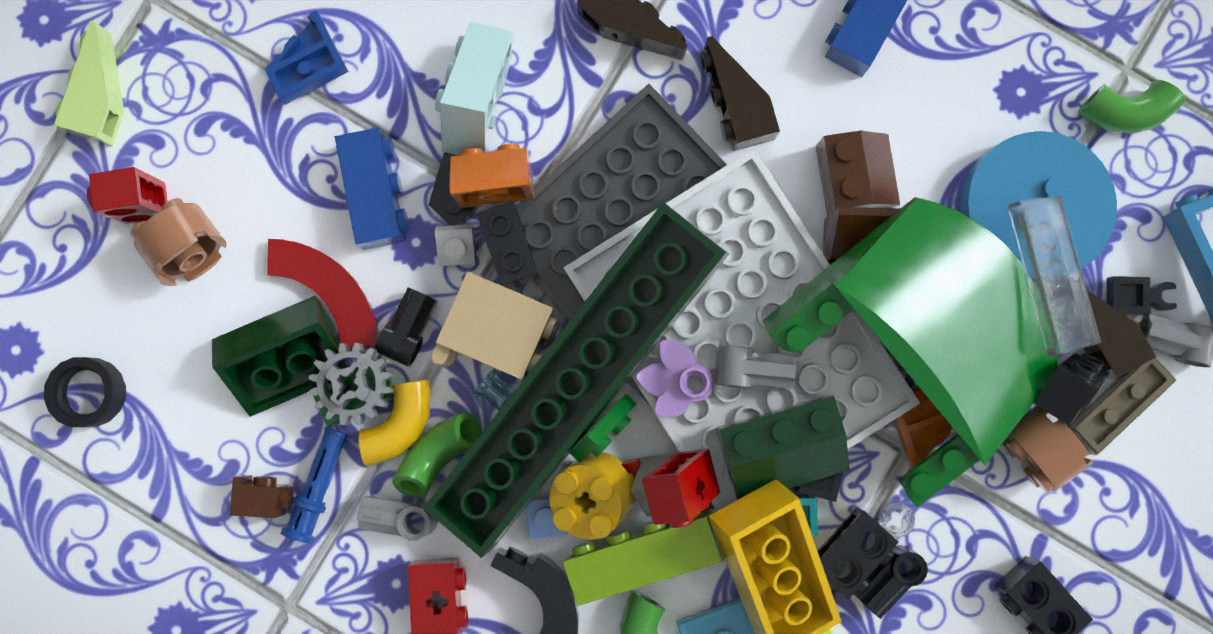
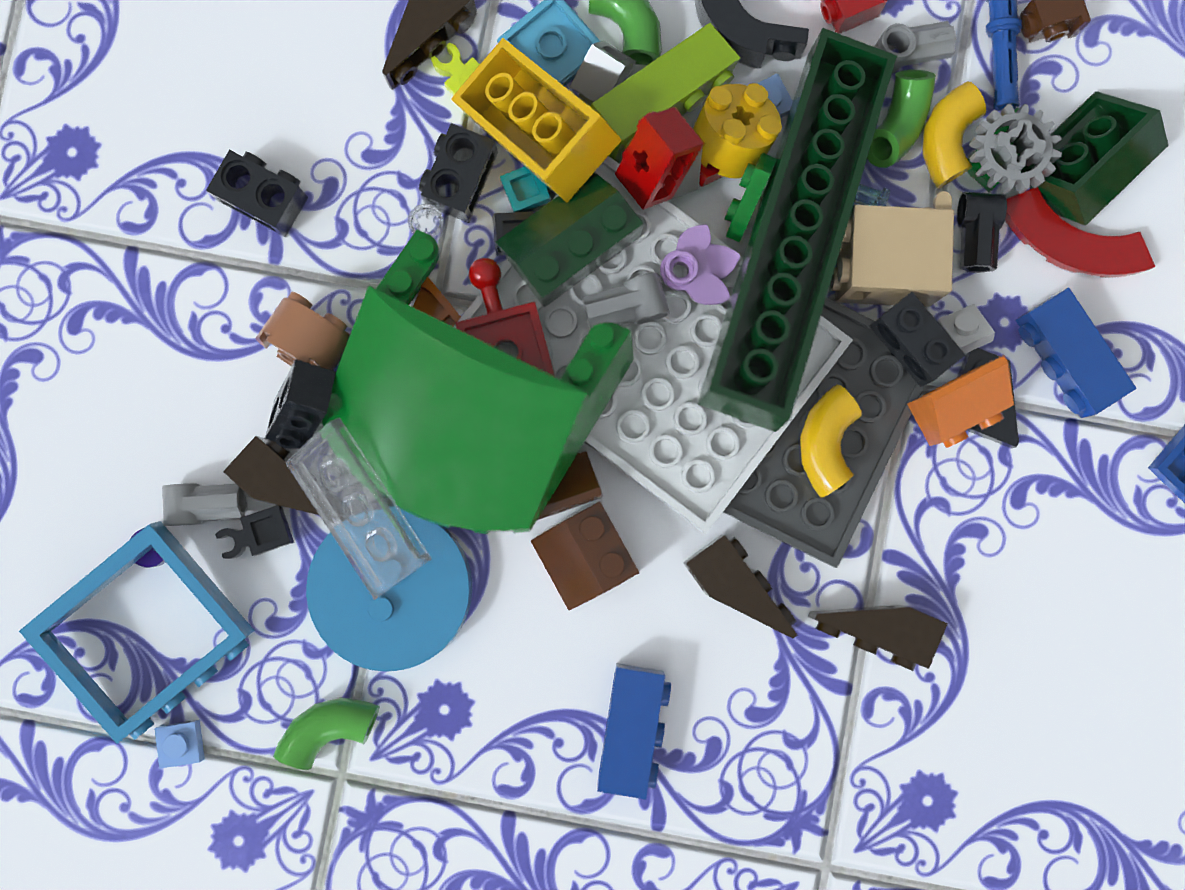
camera: 160 degrees right, 0 degrees up
(473, 87) = (1017, 493): light aqua wedge -> none
(624, 190) = (822, 440): none -> yellow cylinder
(691, 596) = (601, 71): none -> light grey brick
(857, 384) = (513, 325): none -> red plate
(889, 585) = (411, 159): black piece -> none
(1121, 405) = (238, 417): dark tan tile -> none

